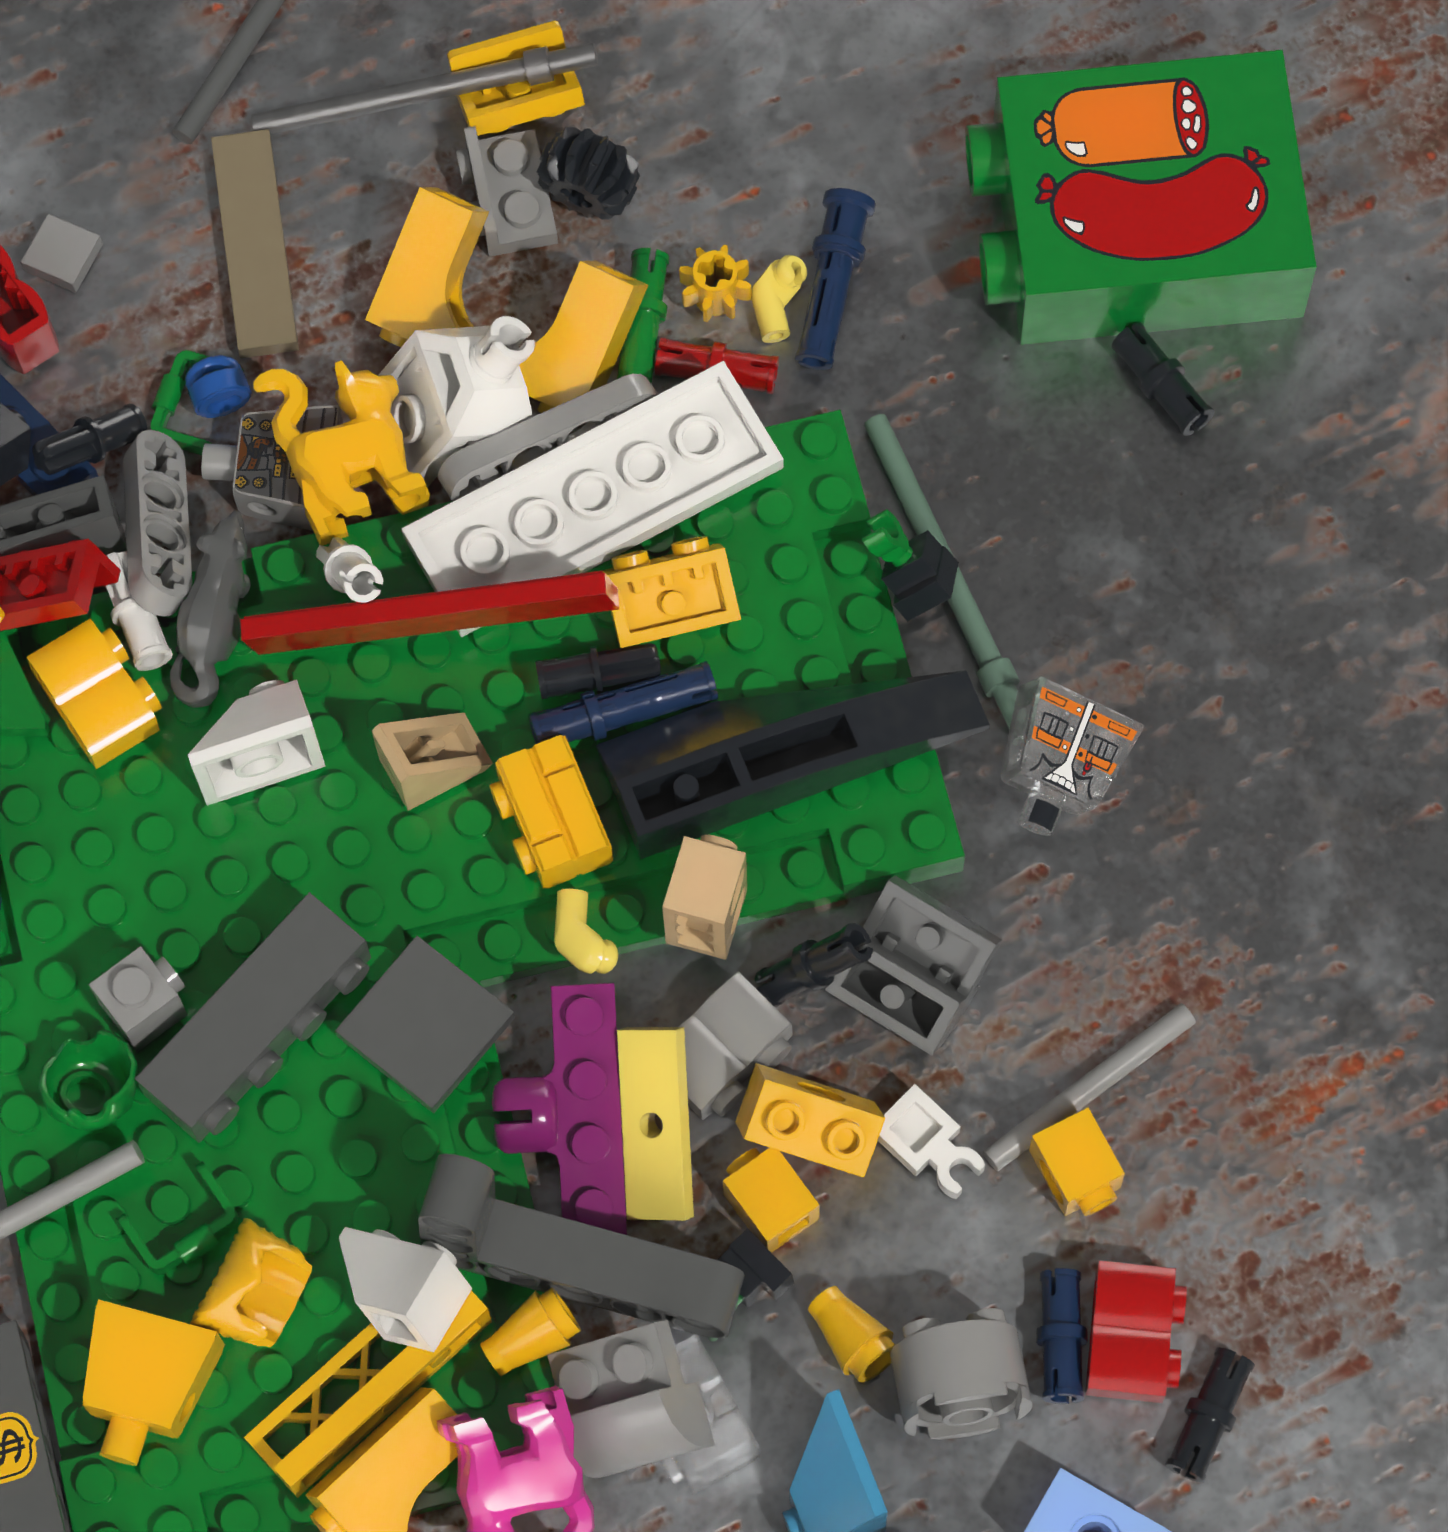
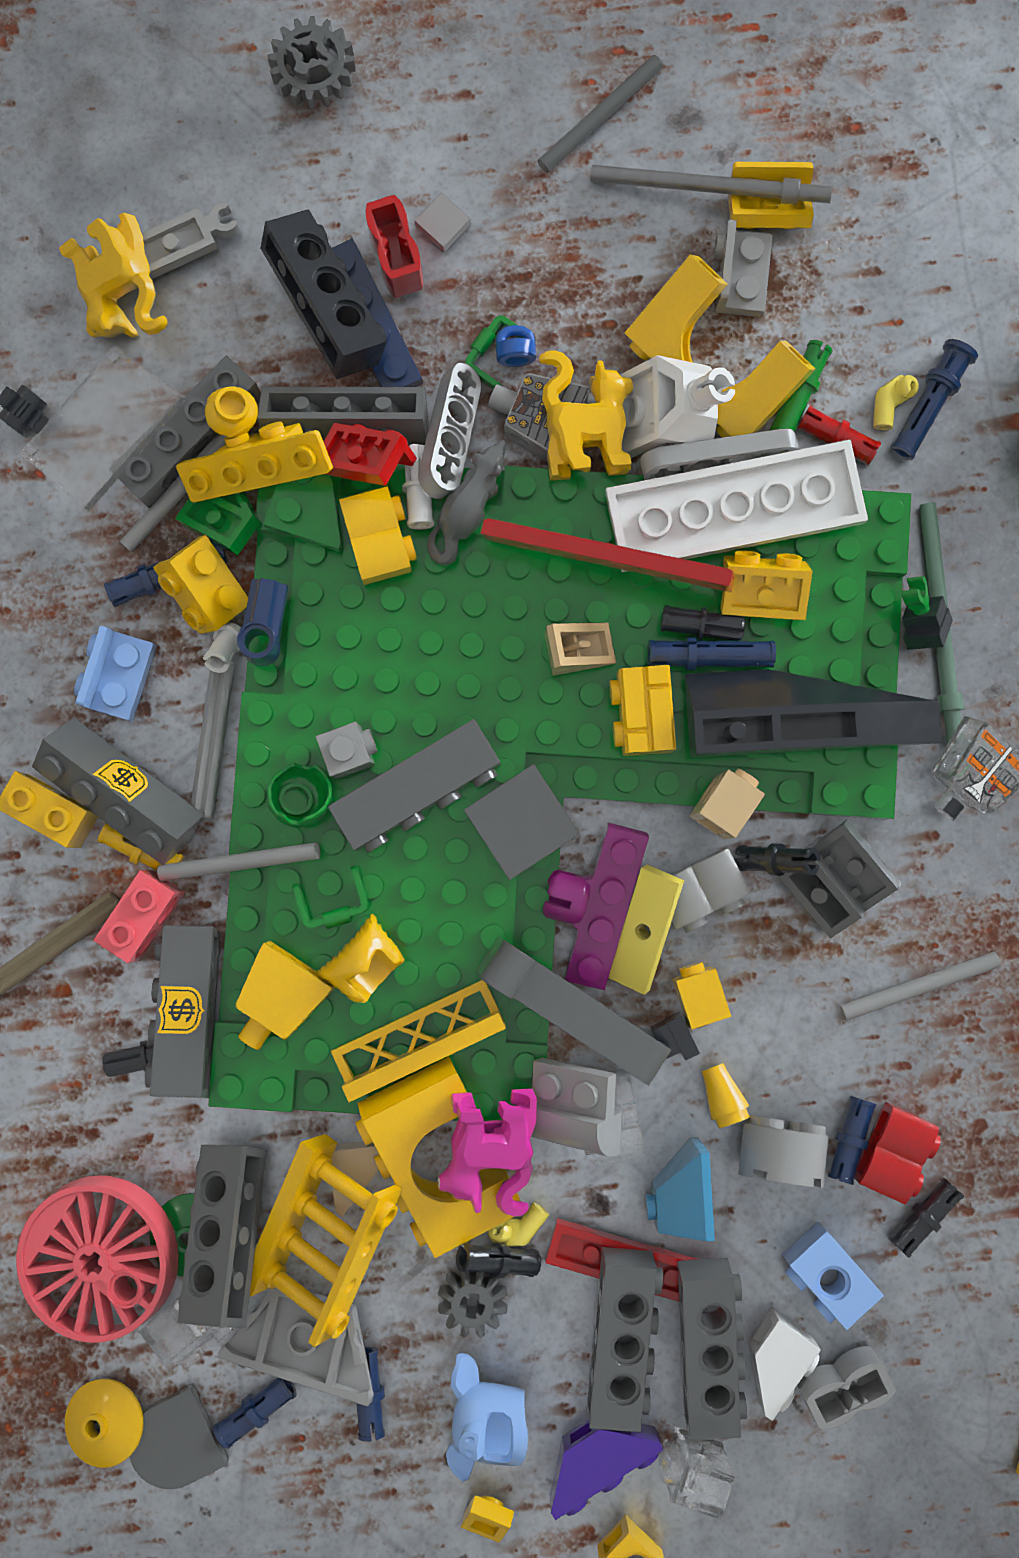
camera: 15 degrees right, 15 degrees up
(89, 439) = (423, 358): black axle -> none
(254, 244) = (568, 255): dark tan tile -> none
(257, 743) = (471, 603): white slope -> none
(350, 570) = (564, 508): white axle -> none
(404, 1286) = (454, 1000): white slope -> none
(531, 1332) = (528, 1045): yellow cone -> none
(576, 939) = (634, 799): light yellow arm -> none
(588, 173) = (799, 277): black gear -> none
(730, 287) = (865, 370): yellow gear -> none
(810, 1120) = (742, 960): yellow brick -> none
(922, 1135) = (806, 985): white plate -> none
(1077, 1164) = (898, 1037): yellow brick -> none

